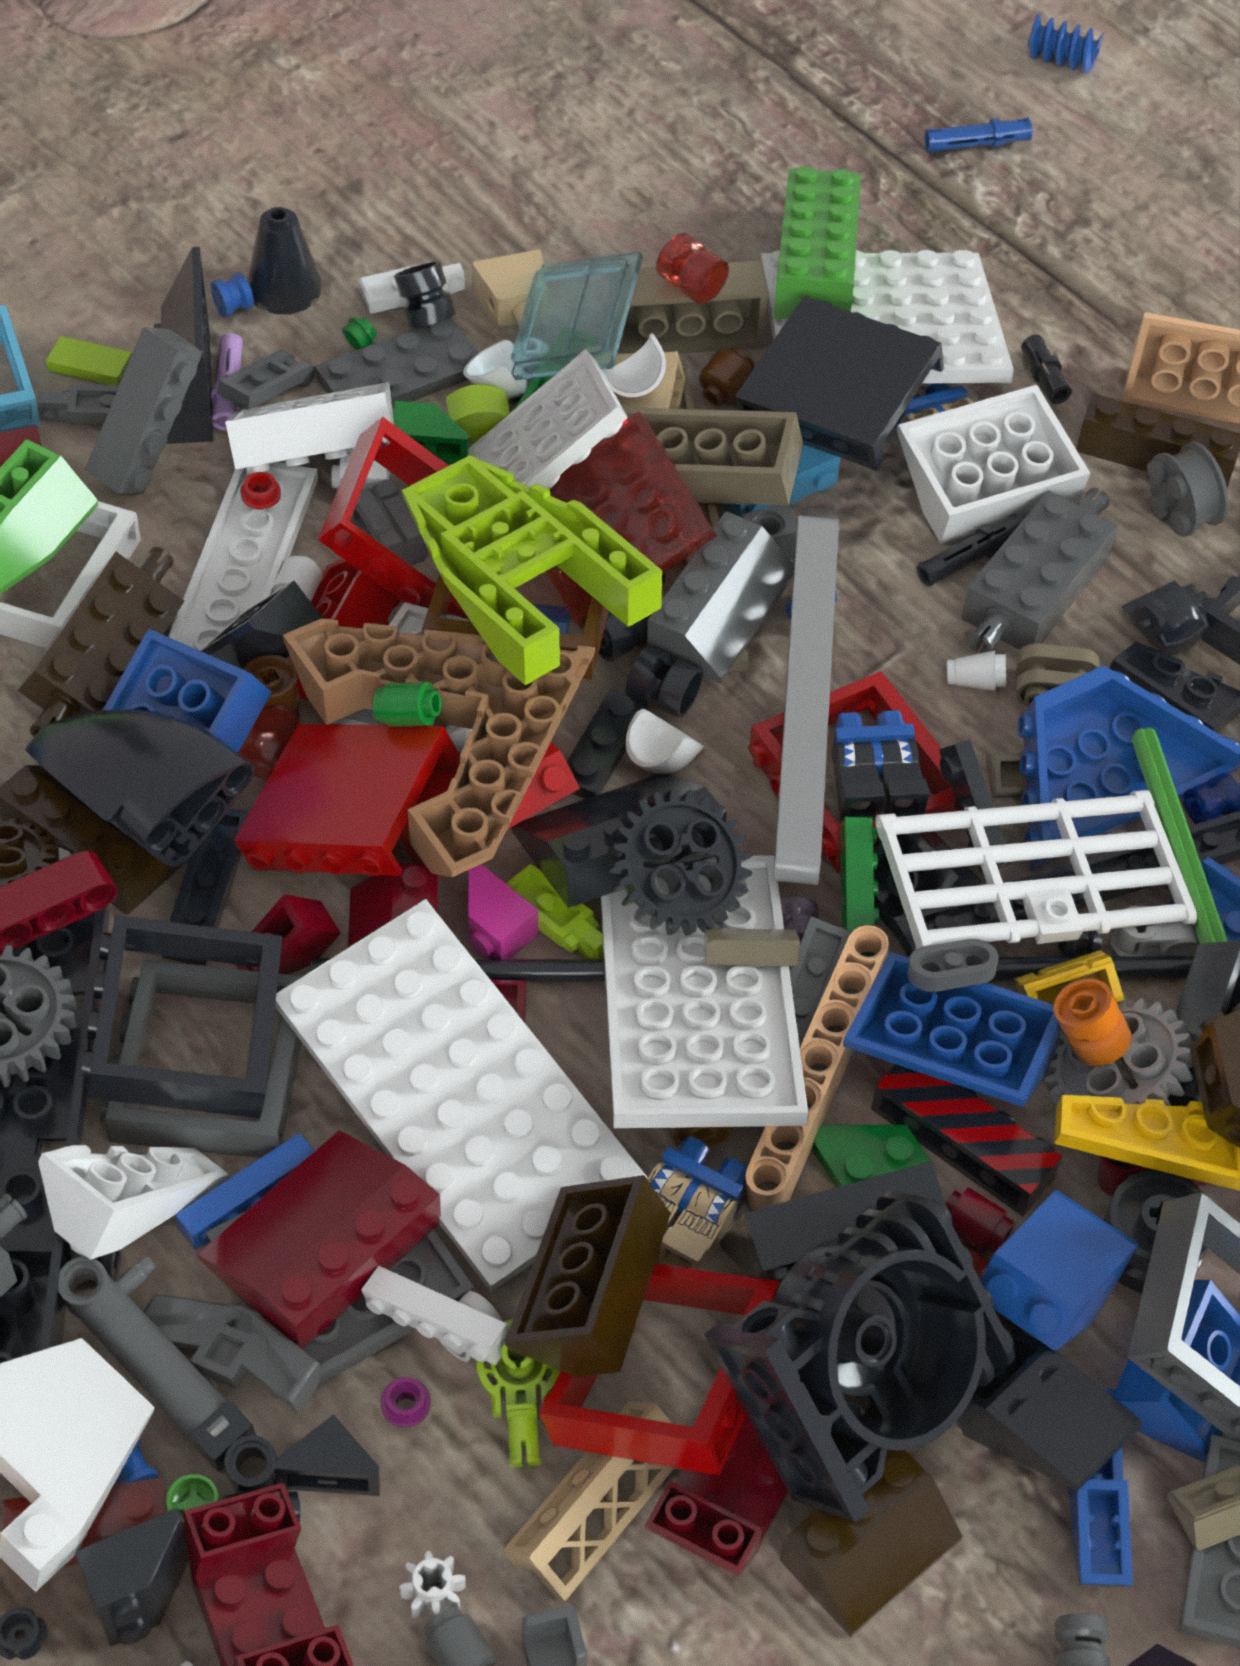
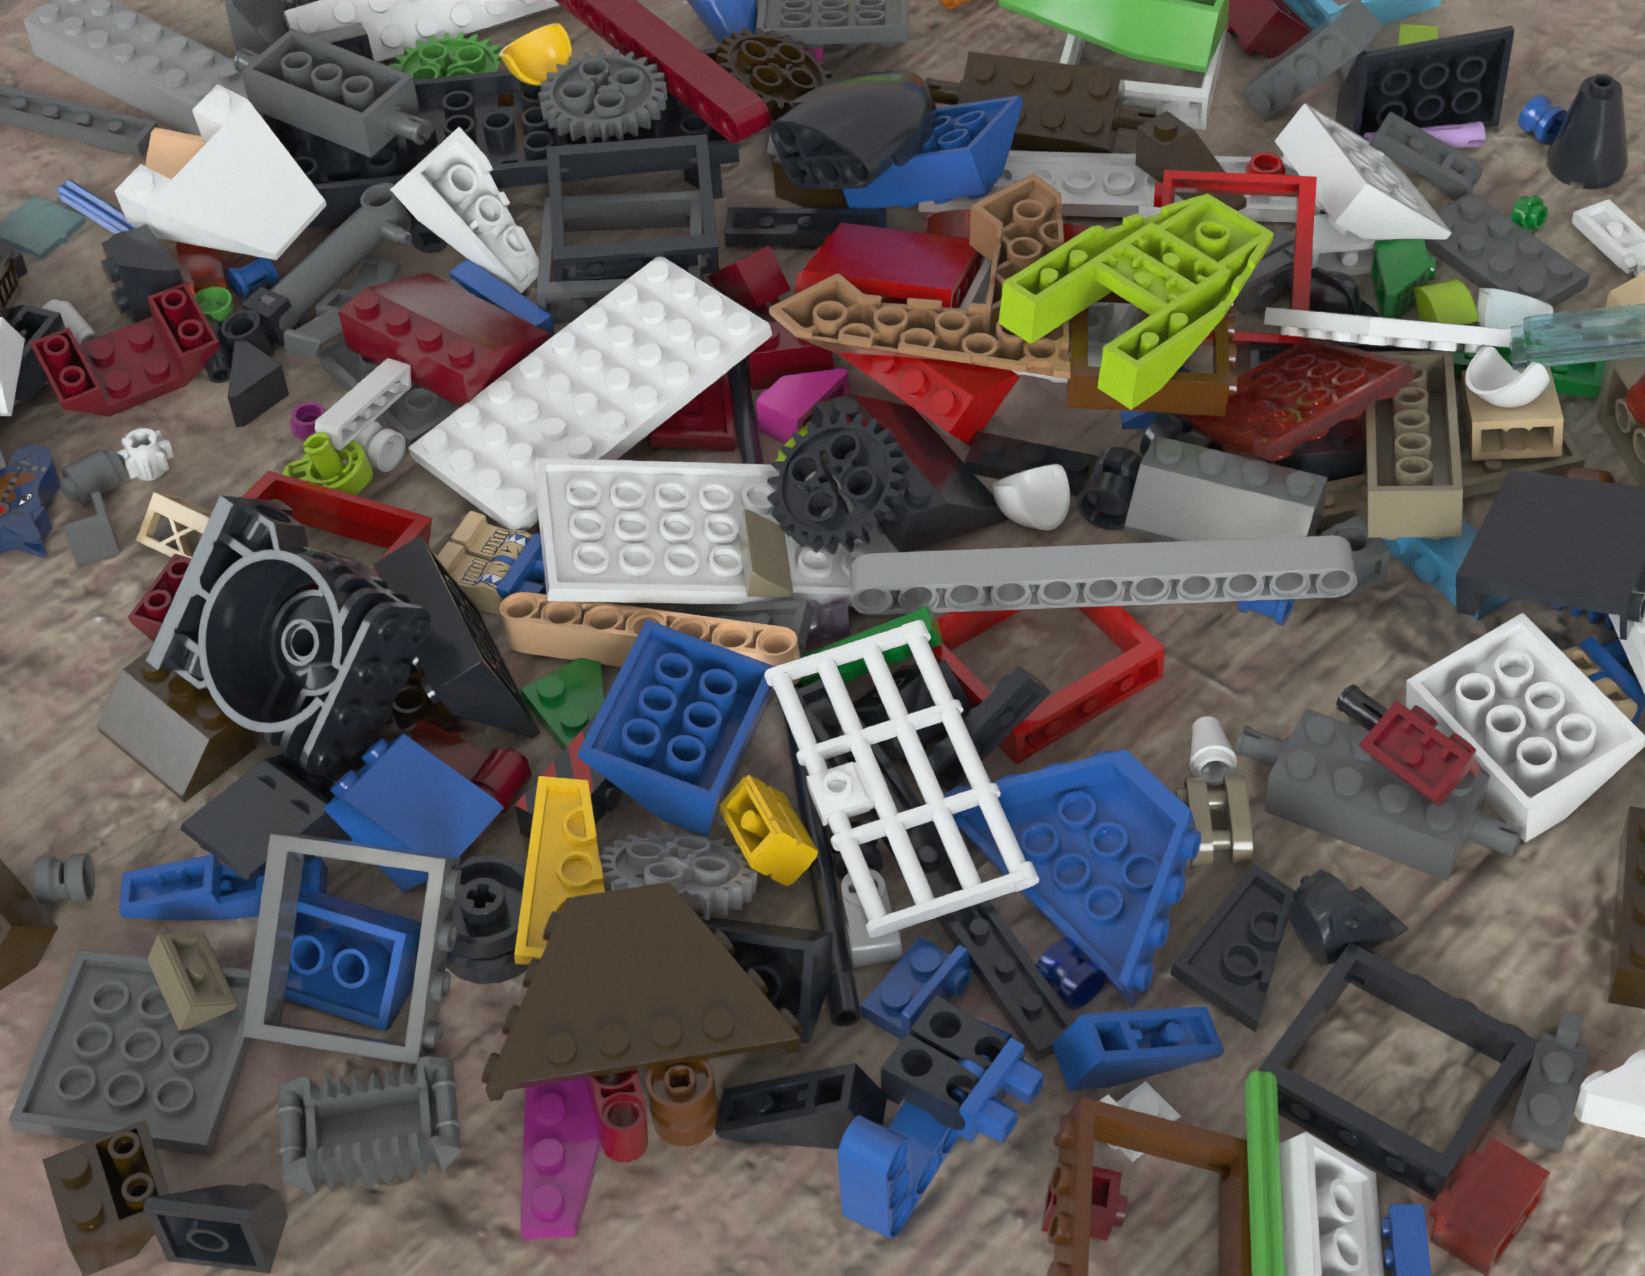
camera: 90 degrees right, 5 degrees down
(240, 545) = (1173, 145): none -> dark brown slope
(262, 627) = (1078, 182): black slope -> none
(407, 704) = (970, 263): green brick -> none
(424, 294) = (1593, 233): black wheel -> none
(590, 1276) = (383, 477): dark brown slope -> none
(877, 766) = (1010, 632): black hips -> none
(952, 965) = (753, 707): dark grey plate -> none
(1049, 514) = (1419, 753): none -> dark red bracket
(1092, 1022) = (692, 820): orange wheel -> none
(1169, 809) = (984, 917): bright green axle -> none
(1188, 489) = (1551, 921): dark grey wheel -> none

